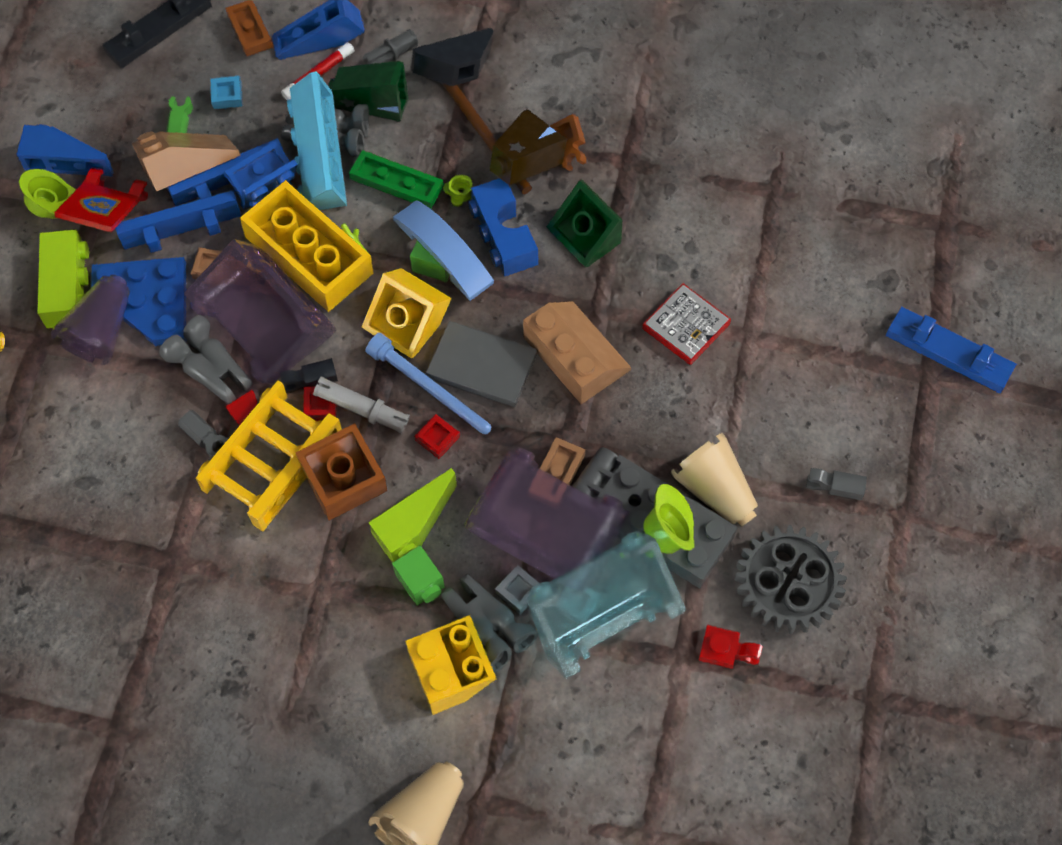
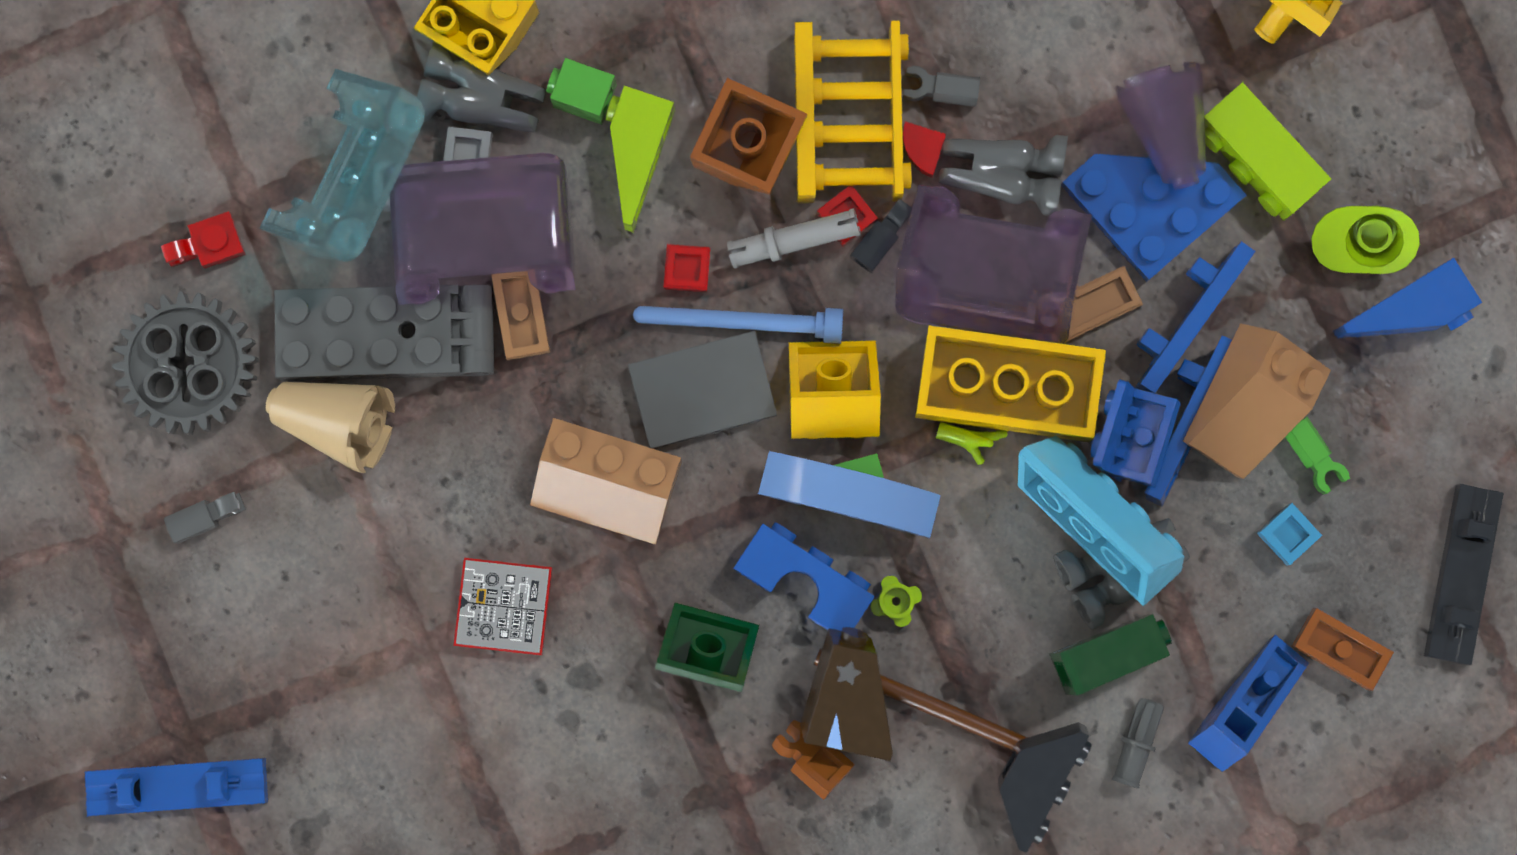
camera: 140 degrees right, 20 degrees up
(100, 206) = (1298, 263): red flag -> none
(324, 66) = (1206, 650): red bar -> none
(396, 179) = (983, 558): green plate -> none
(670, 521) = (338, 313): lime piece -> none

